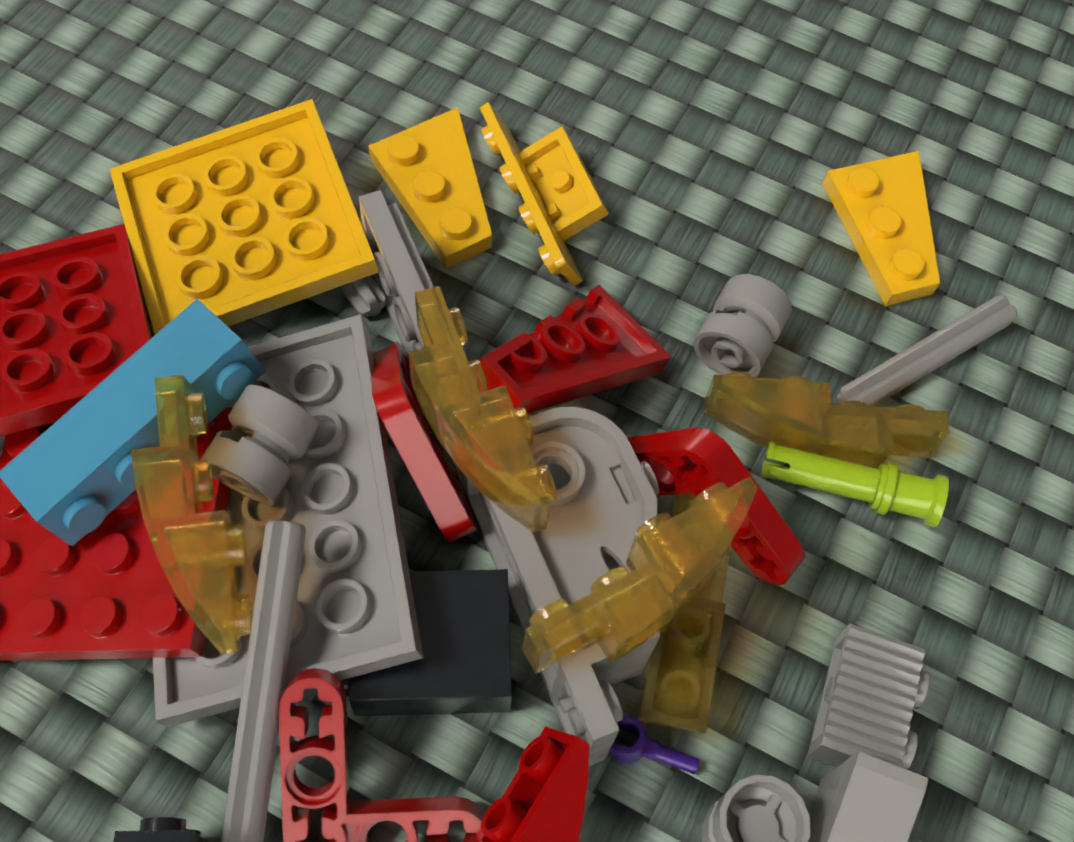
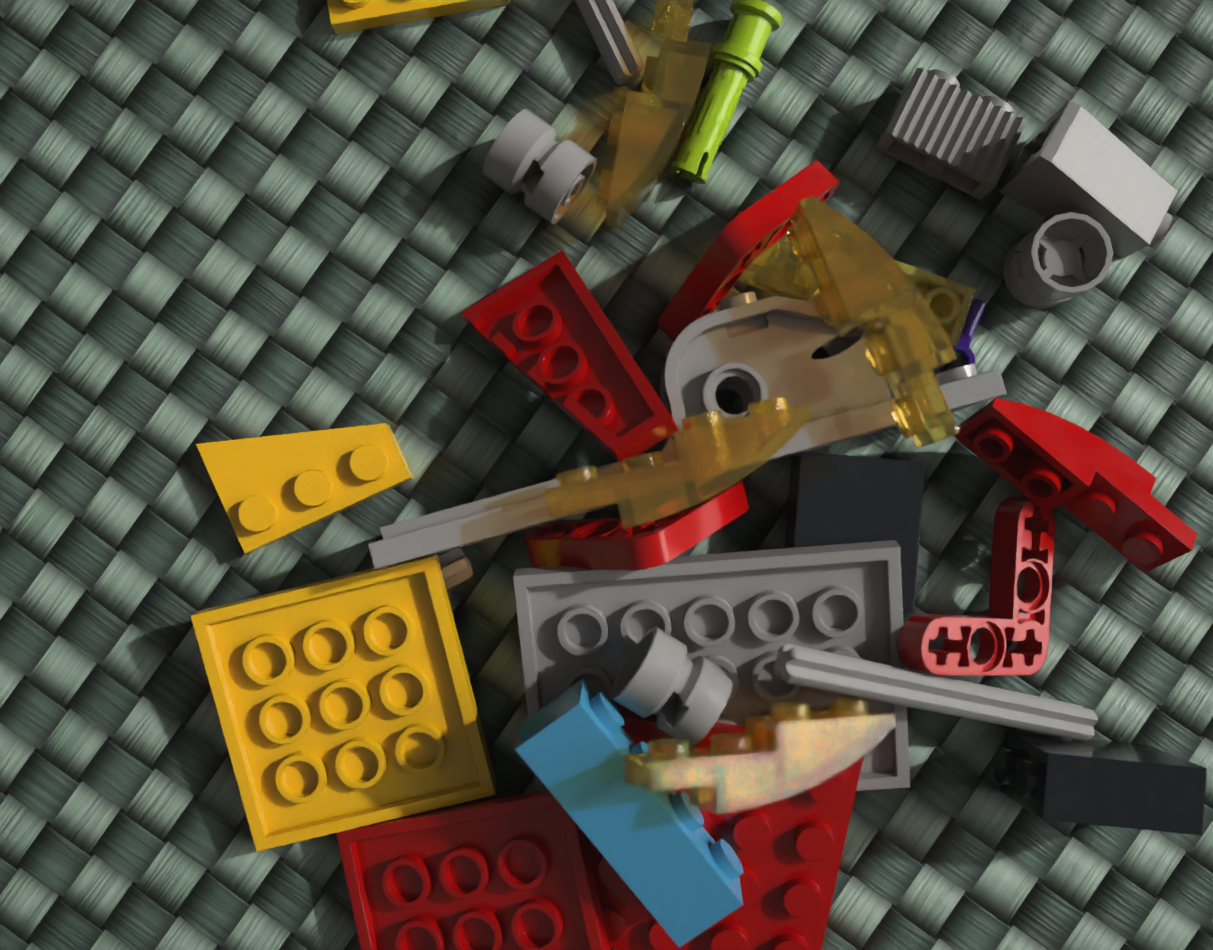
camera: 75 degrees left, 25 degrees up
(554, 187) = (324, 349): yellow bracket -> none

